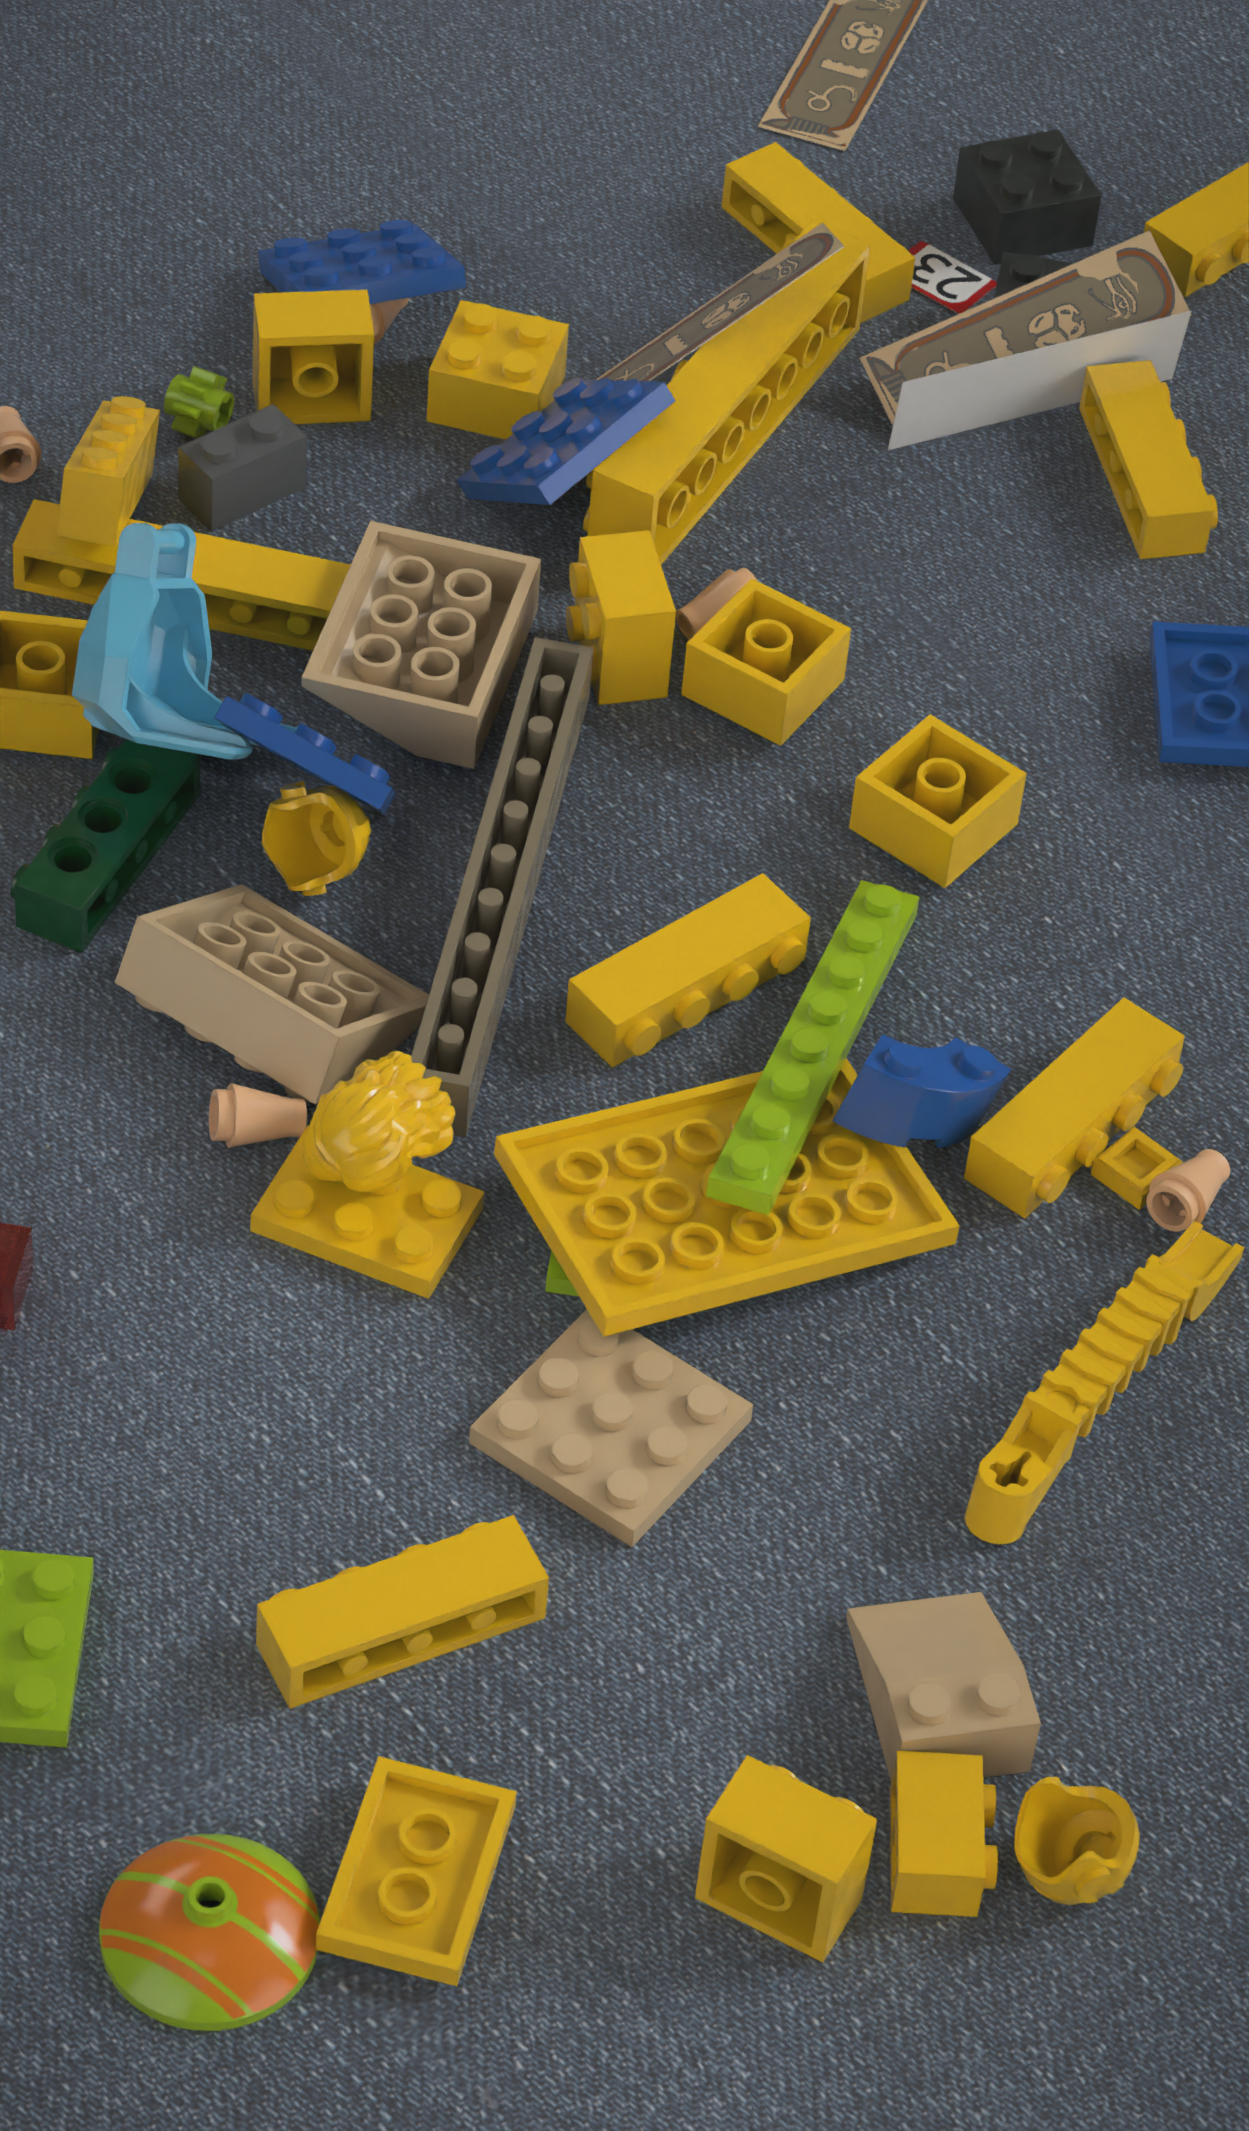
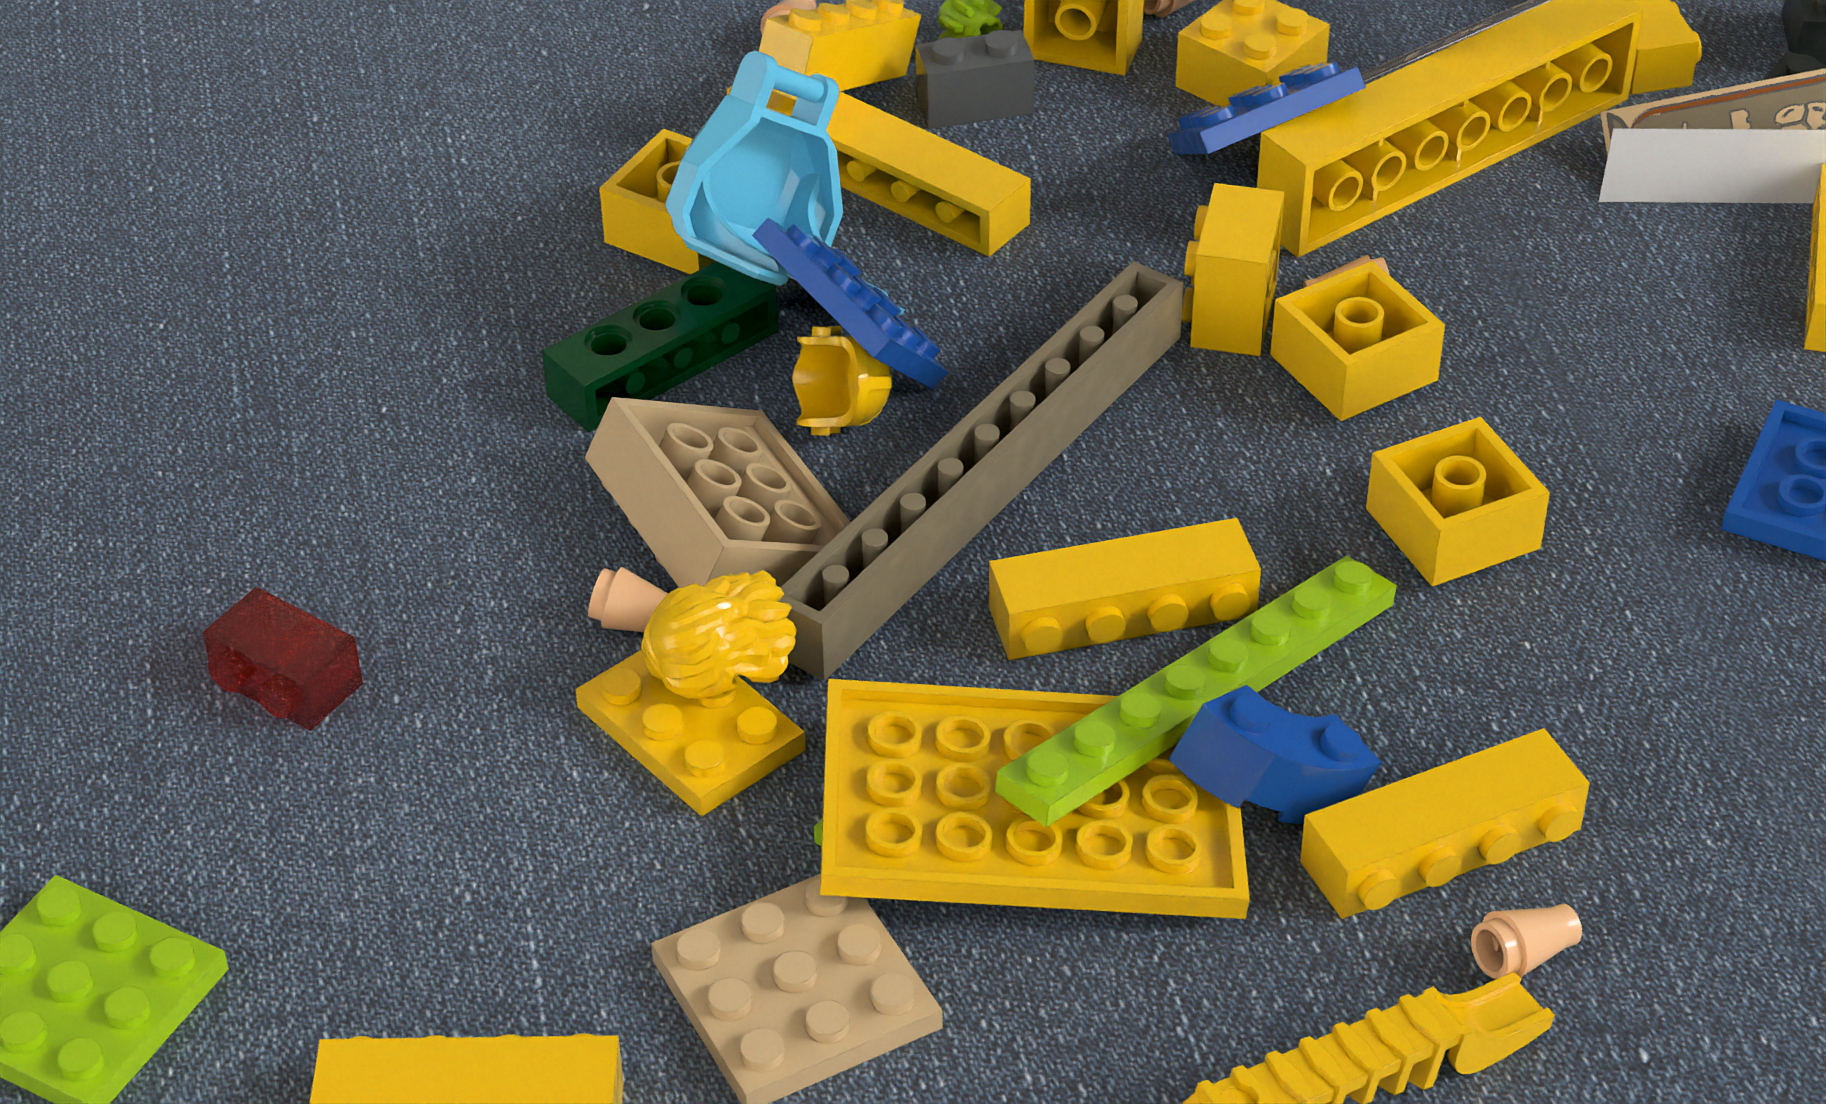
camera: 30 degrees right, 5 degrees down
(425, 639) = (1040, 243): tan slope -> none
(947, 279) = (1727, 66): sticker -> none
(1132, 1165) = (1478, 892): yellow tile -> none

